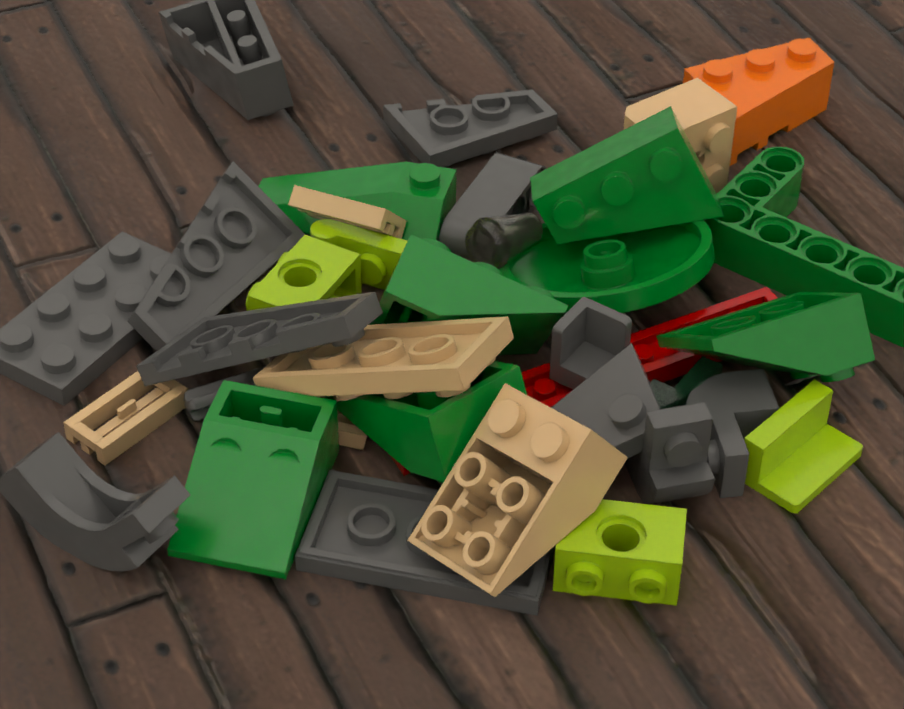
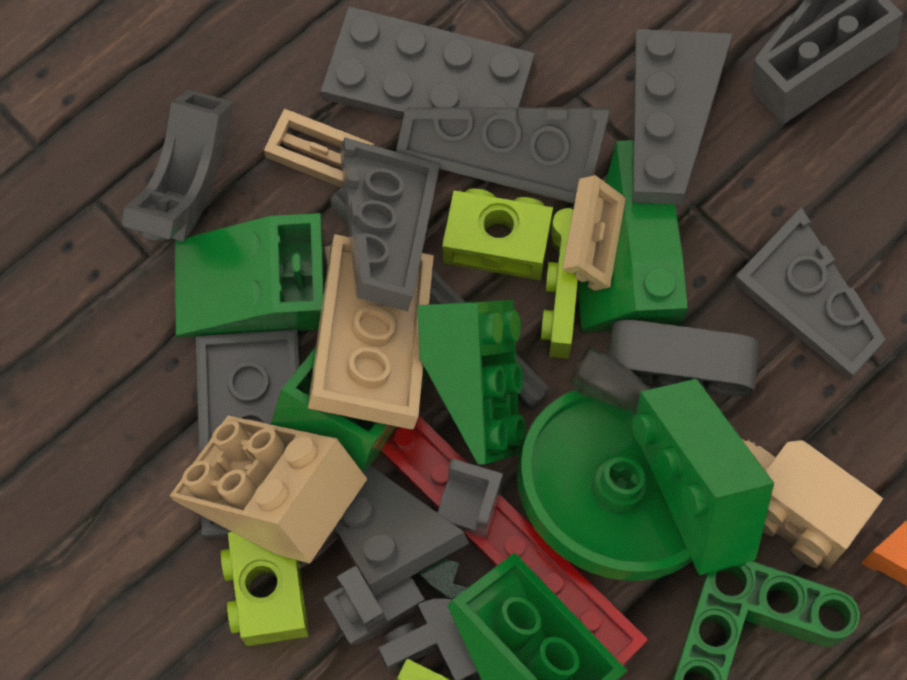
camera: 75 degrees right, 30 degrees up
(204, 146) = (672, 104): none -> dark grey wing

